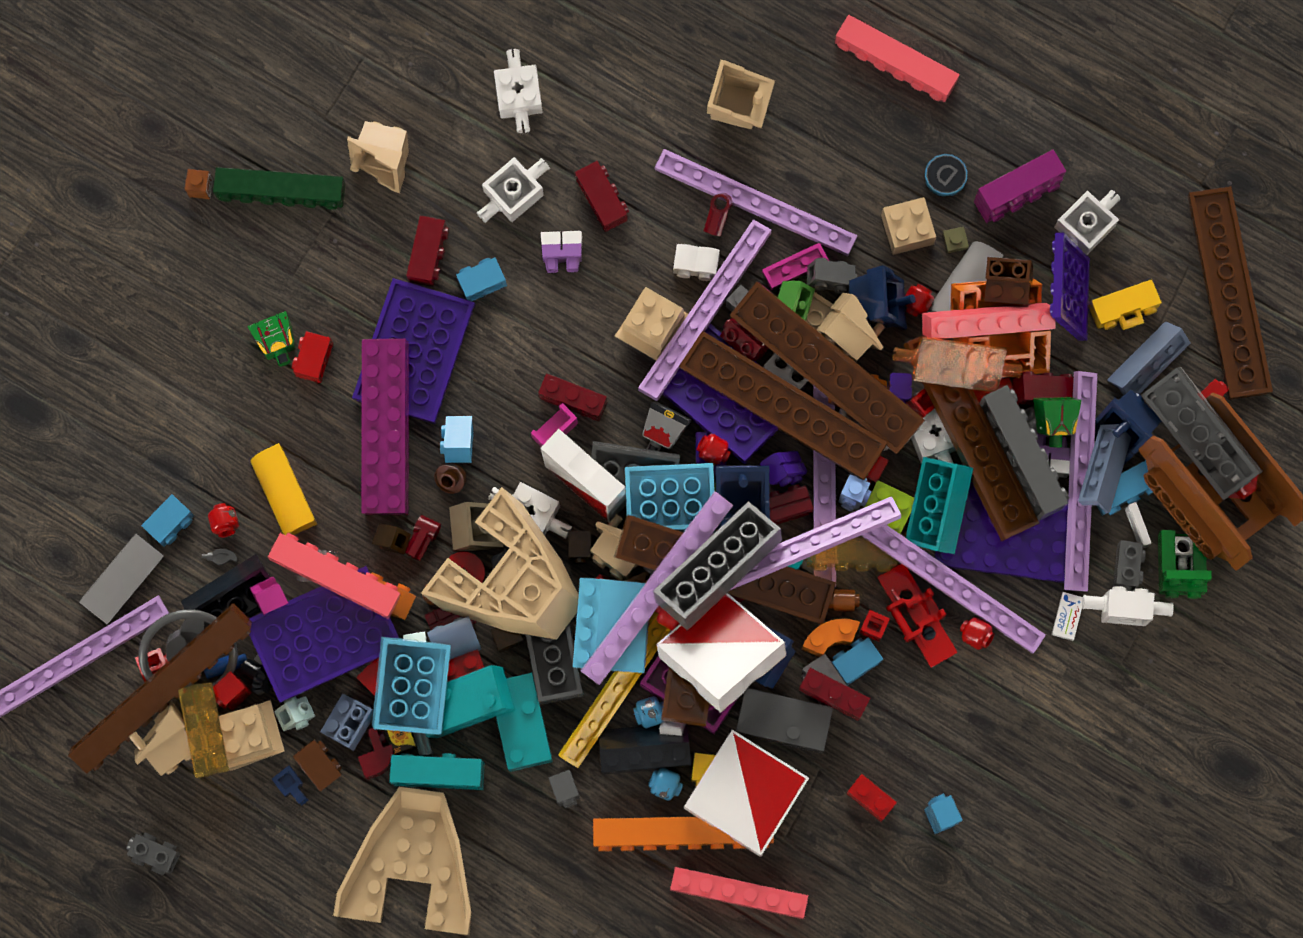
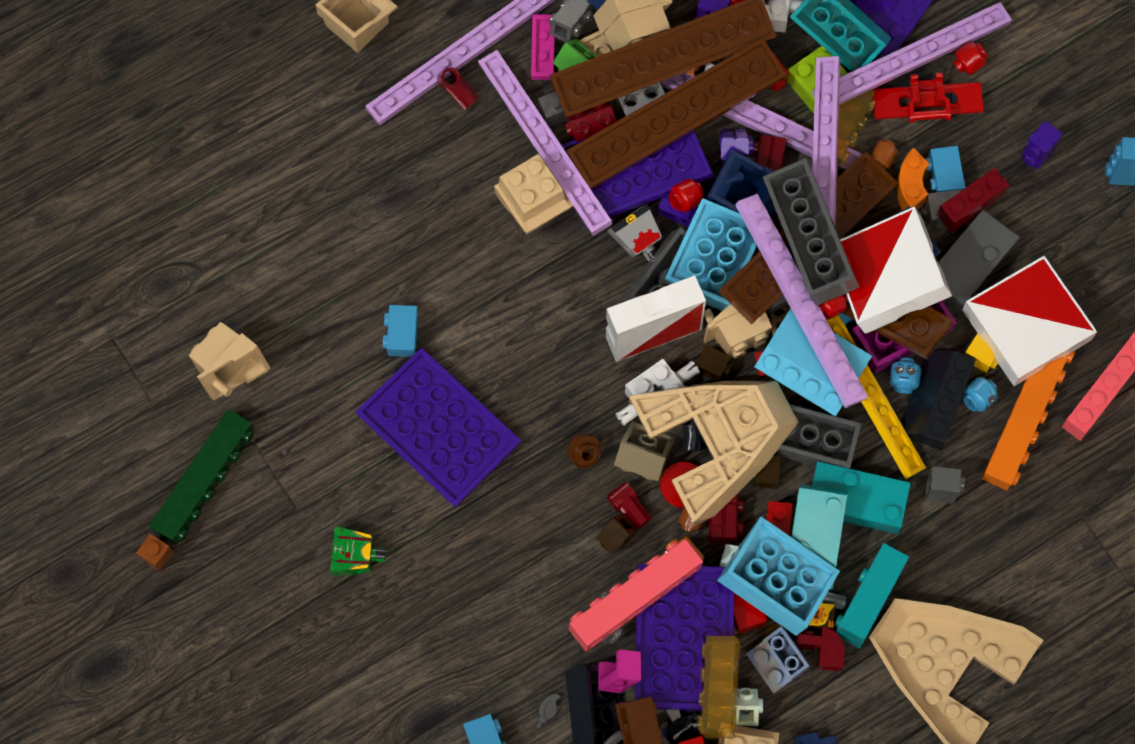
camera: 65 degrees left, 5 degrees down
(223, 520) = (514, 688): red head -> none
(282, 490) = (513, 617): yellow brick -> none
(288, 681) = (720, 687): none -> clear yellow brick
(312, 357) = (393, 525): red brick -> none
(317, 764) = (806, 708): reddish brown brick -> none
(385, 427) = (504, 485): magenta brick -> none
(427, 251) = (345, 367): dark red brick -> none
(457, 439) = (551, 423): brick -> none
(458, 634) = (748, 508): sand blue brick -> none
(513, 79) = (239, 220): white brick -> none
(513, 176) = (334, 271): white brick -> none
(562, 420) = (585, 332): dark pink panel -> none
(570, 254) = (411, 242): medium lavender hips -> none
(573, 397) = (564, 301): dark red brick -> none
(602, 195) = (379, 183): dark red brick -> none
(671, 728) = (928, 365): white tile -> none
(696, 262) = (491, 130): white brick -> none
(854, 493) = (789, 96): light blue brick -> none
(871, 797) = (1079, 220): red brick -> none
(874, 626) = (922, 138): red brick -> none
(921, 731) = (1041, 145): none -> dark purple brick

